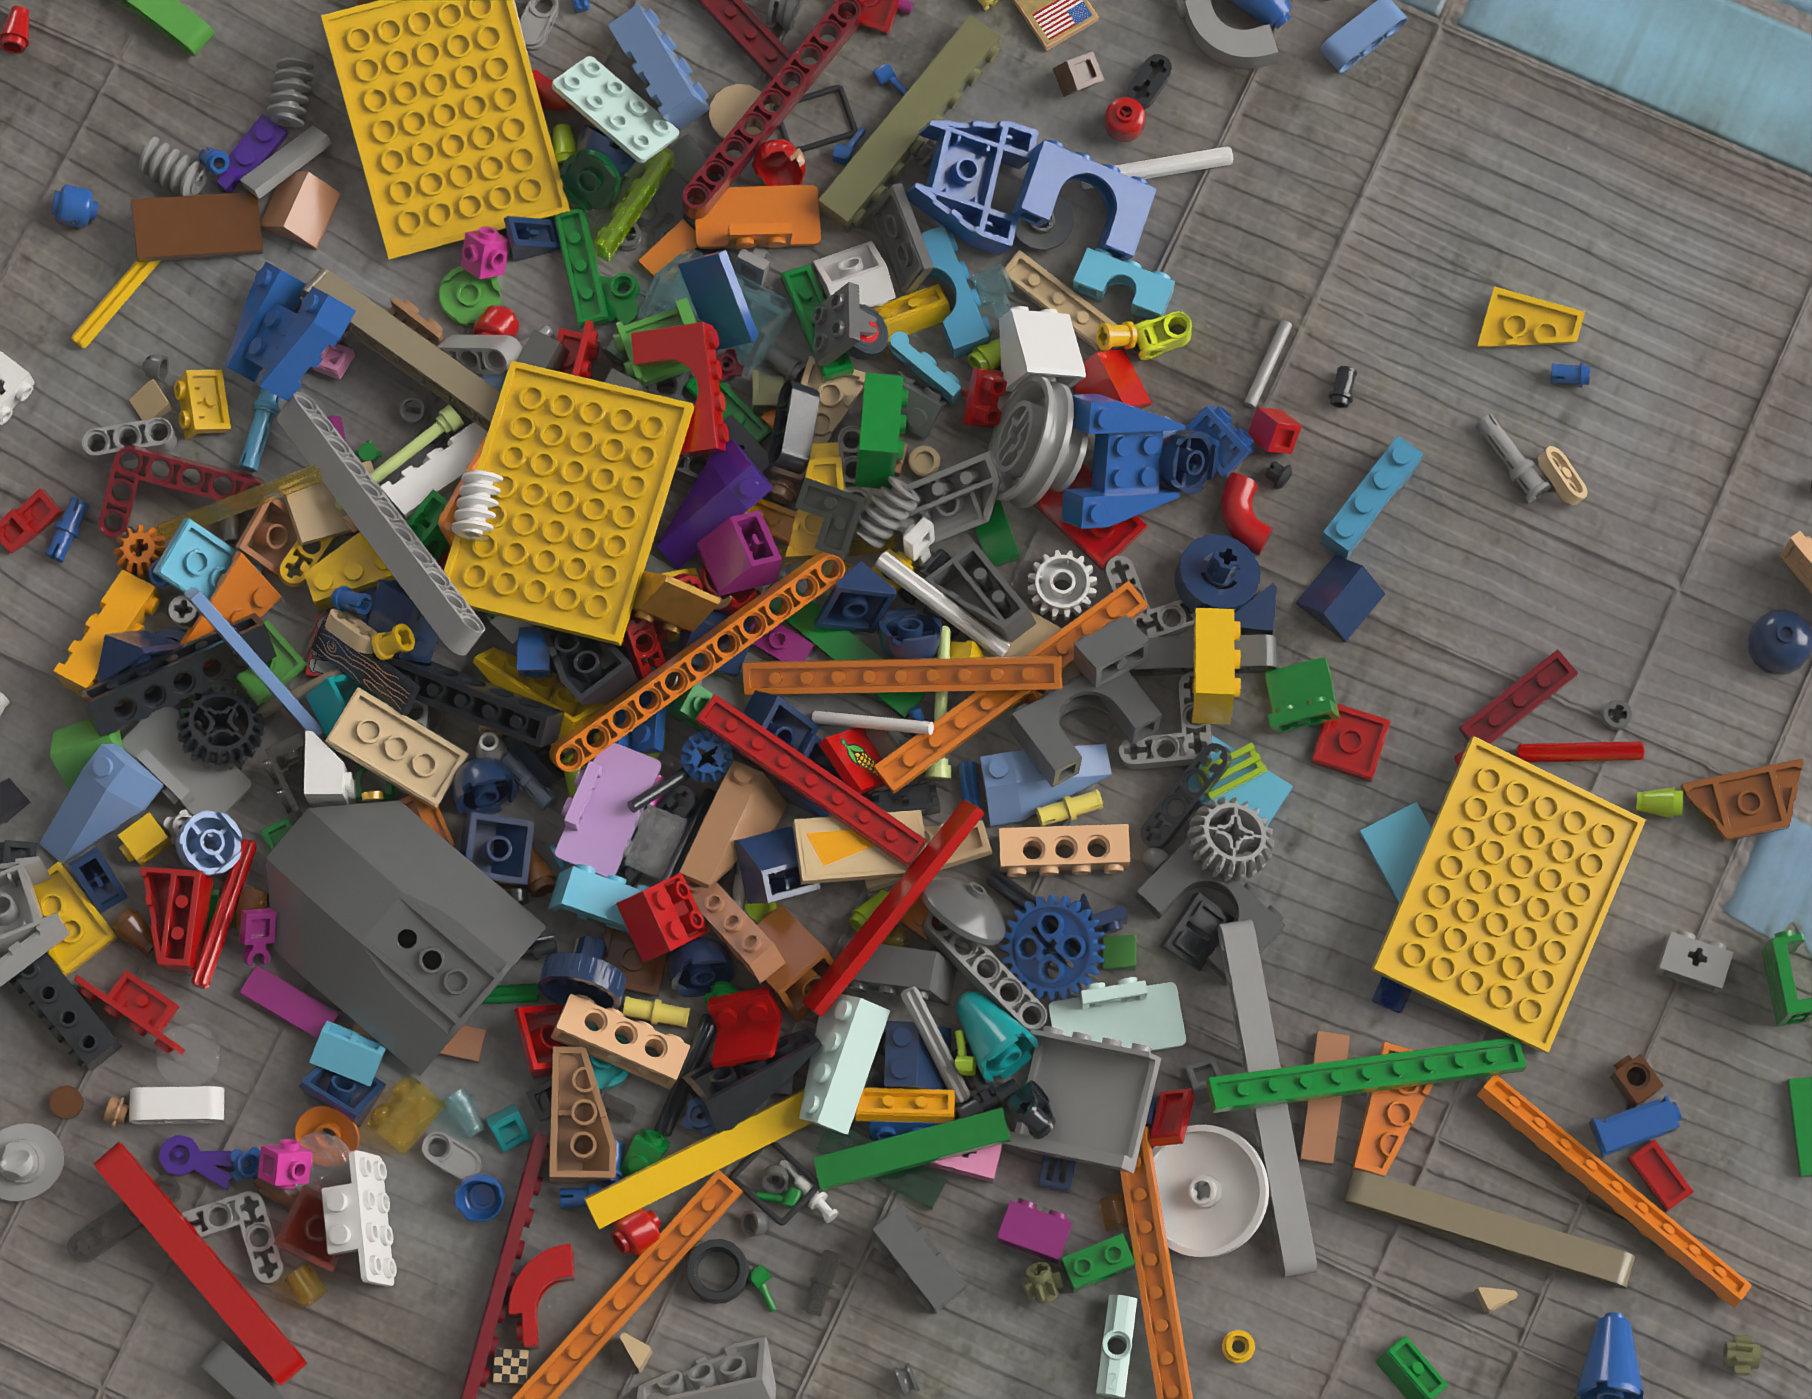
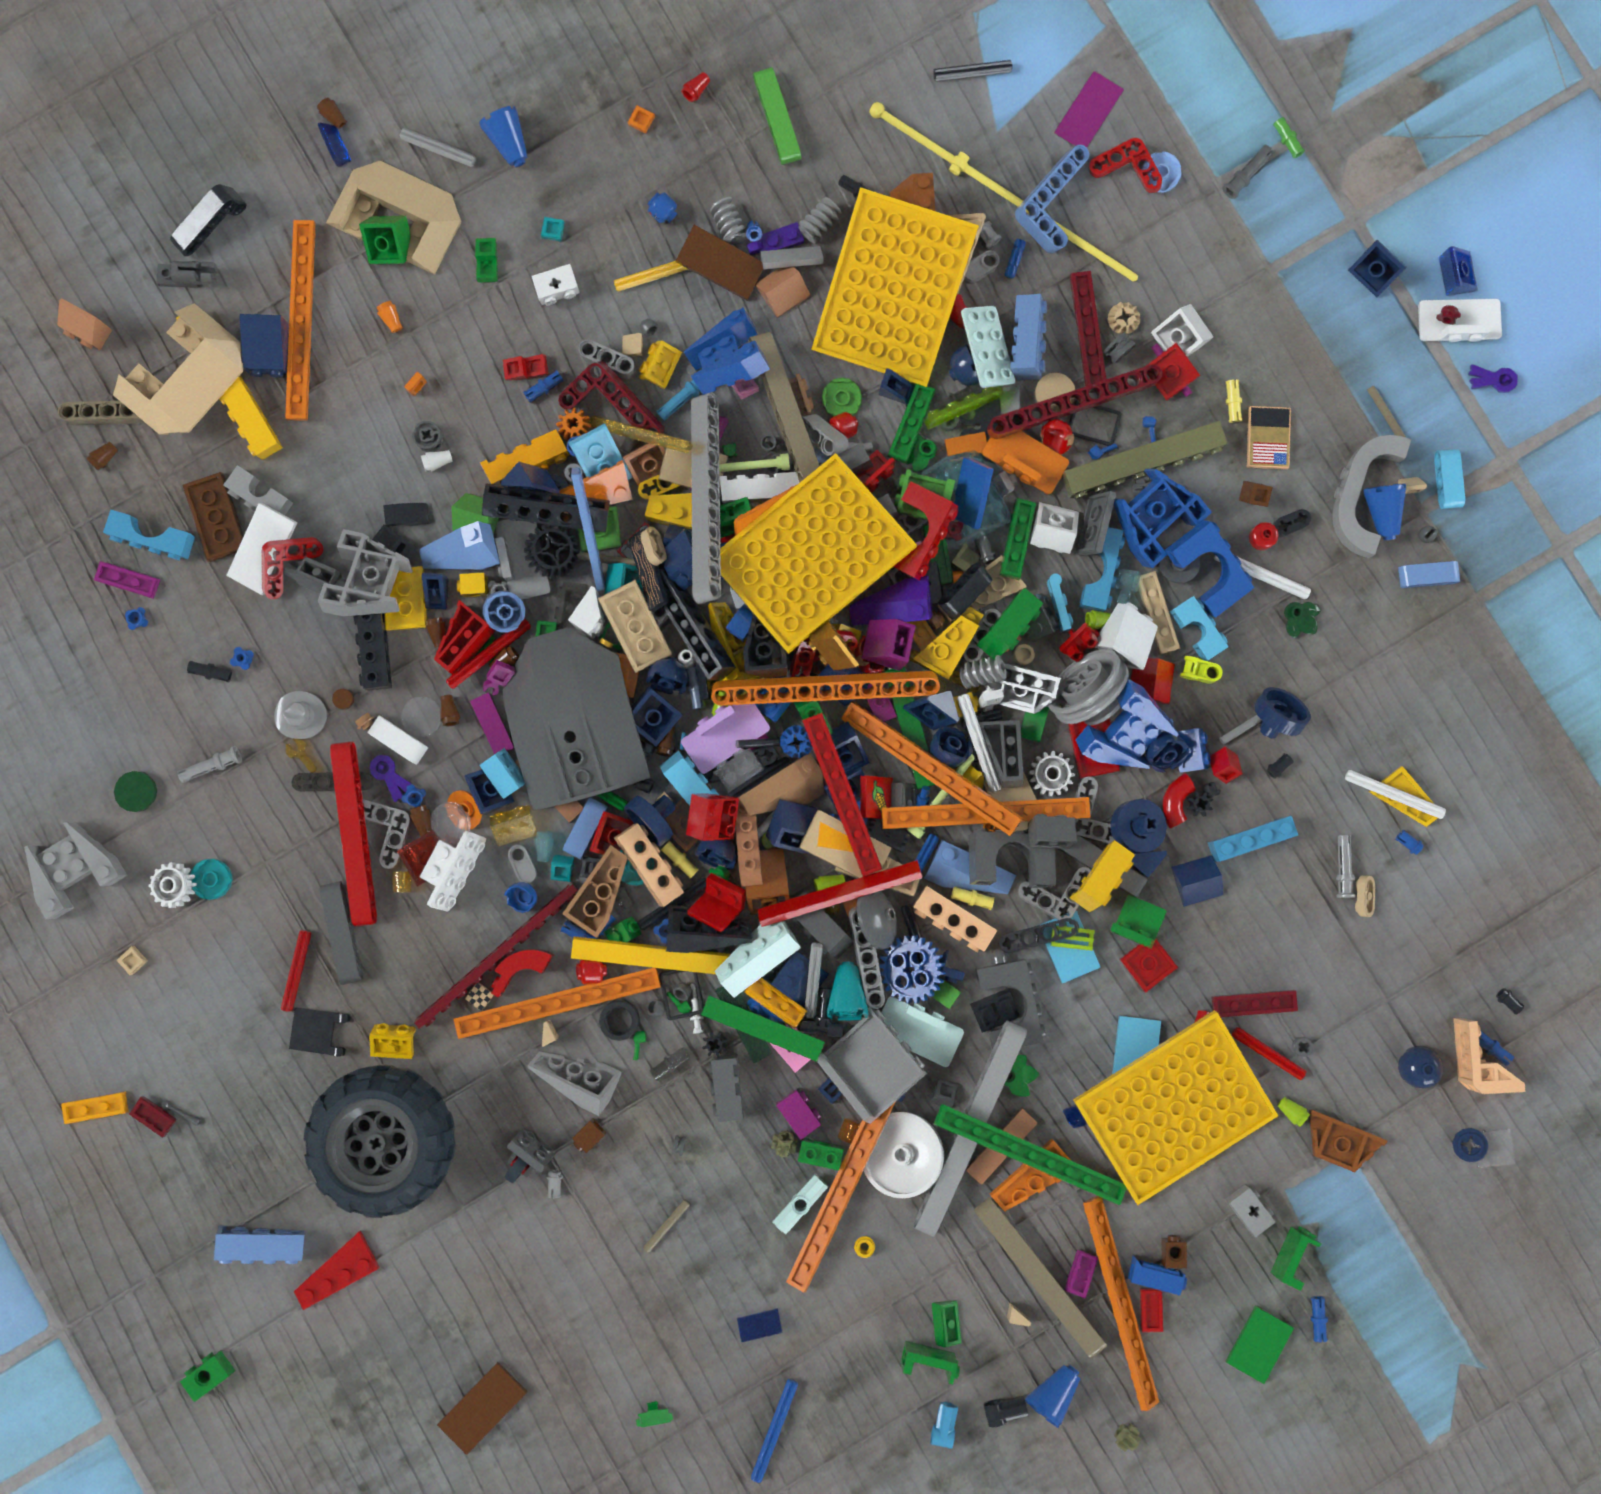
camera: 35 degrees right, 10 degrees up
(57, 1212) = (301, 754): none -> clear yellow bar
(140, 1004) = (412, 673): red bracket -> none
(222, 1025) = (448, 713): none -> reddish brown cone
(285, 1164) = (429, 813): dark pink brick -> none
(305, 25) = (851, 185): none -> black axle
(346, 599) = (662, 526): blue pin -> none
(389, 643) = (671, 568): yellow bush -> none
(475, 503) = (761, 523): white piece -> none
(484, 253) = (864, 380): dark pink brick -> none
(504, 1054) = (585, 828): none -> medium blue beam
(563, 143) = (947, 349): lime cone -> none
(590, 179) = (948, 377): dark green tile -> none
(840, 512) = (957, 657): pearl dark grey plate -> none
(847, 327) = (1031, 554): dark grey plate -> none
(855, 1212) = (712, 1038): none -> black gear
(873, 722) = (898, 782): white bar -> none
(915, 311) = (1067, 565): yellow slope -> none
(965, 1064) = (821, 1001): lime hand -> none
(1032, 1108) = (840, 1051): black piece -> none
(1116, 335) = (1175, 655): yellow bush -> none
(1171, 1117) = (912, 1104): red tile -> none
(1220, 844) = (1052, 976): light grey gear -> none
(1247, 191) = (1303, 621): none -> dark green plate
(1280, 506) = (1203, 808): none -> black gear
(1288, 992) = (1021, 1076): none -> green plate
(1297, 319) = (1281, 713): none -> dark blue piece
(1509, 326) = (1395, 794): none -> white axle
(1538, 1189) = (1081, 1274): none -> magenta plate

